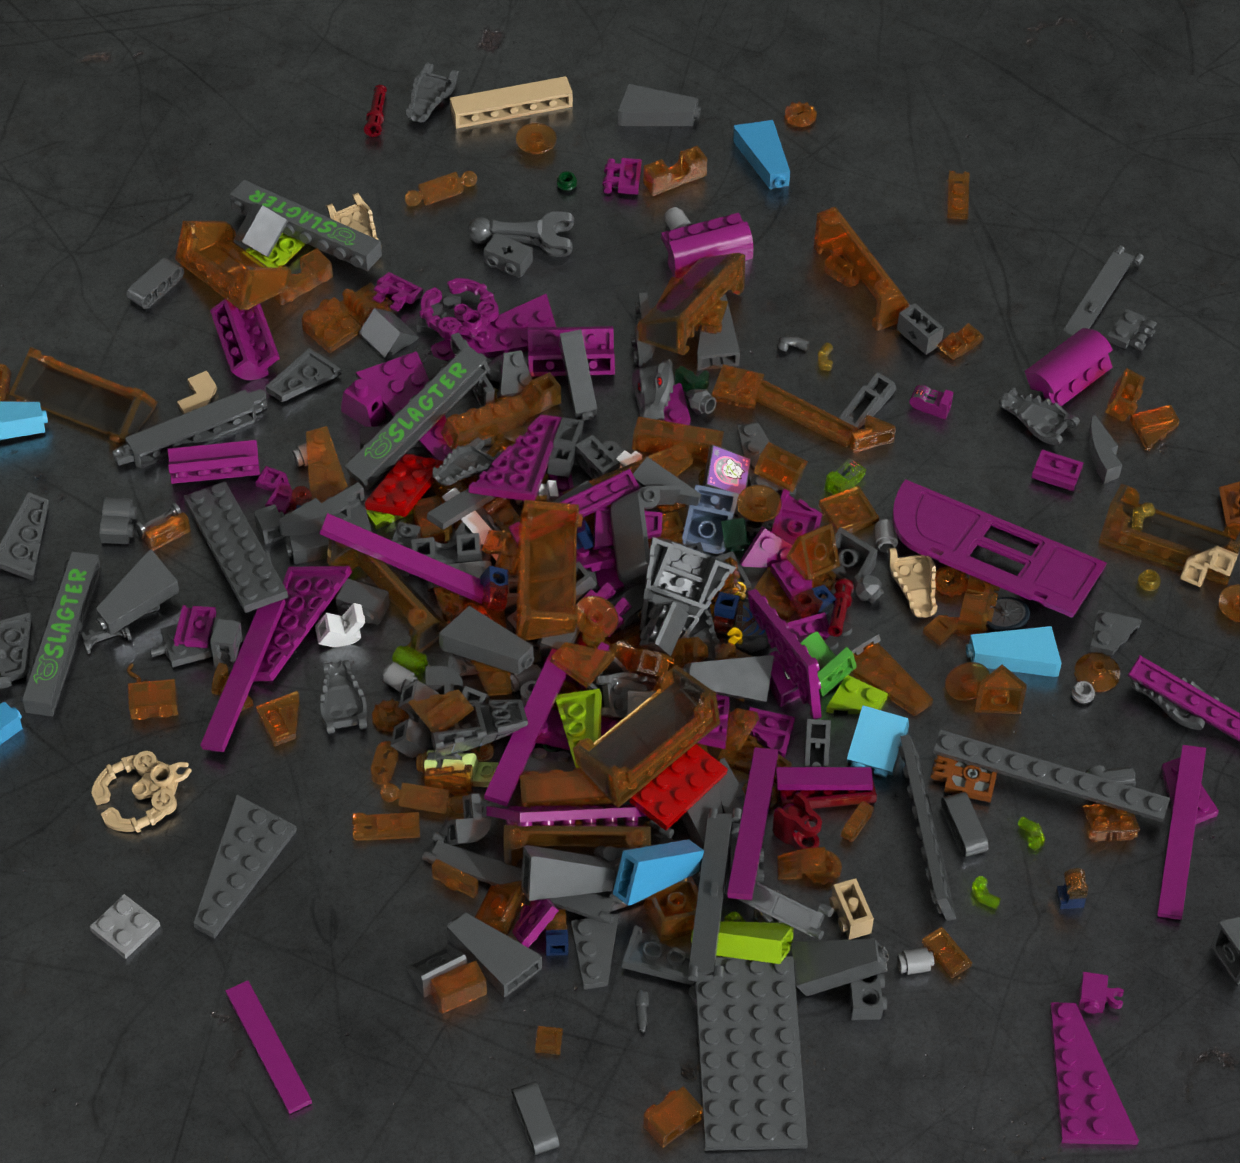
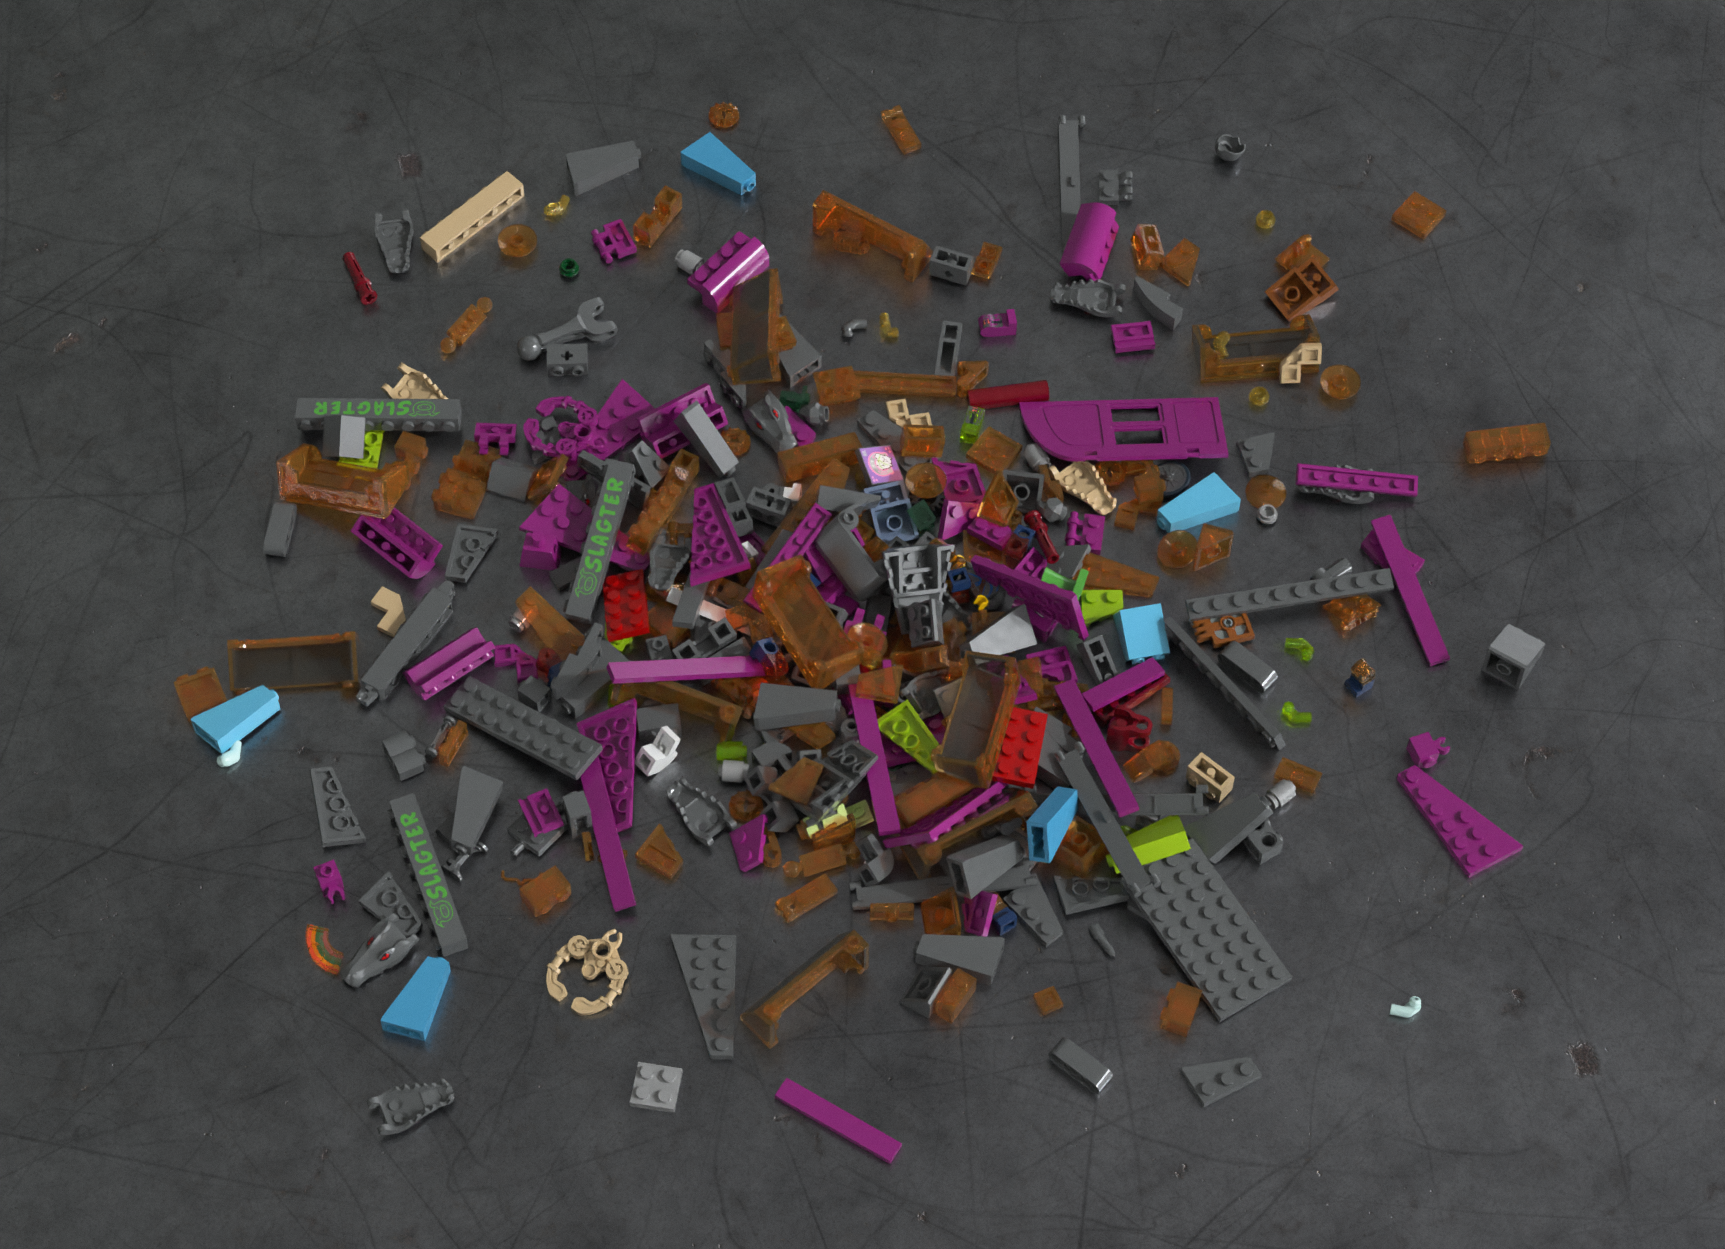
camera: 30 degrees left, 5 degrees up
(366, 749) = (749, 843): none -> magenta wing
(373, 889) = (844, 951): none -> clear orange windscreen
(417, 344) = (547, 477): none -> clear orange plate
(593, 128) = (558, 208): none -> clear yellow arm
(604, 397) = (743, 440): none -> clear orange gear
(783, 435) = (898, 414): none -> tan tile
(882, 567) = (1051, 488): none -> clear orange slope
(894, 629) = (1092, 531): none -> magenta plate
(898, 467) = (1008, 394): none -> dark red brick

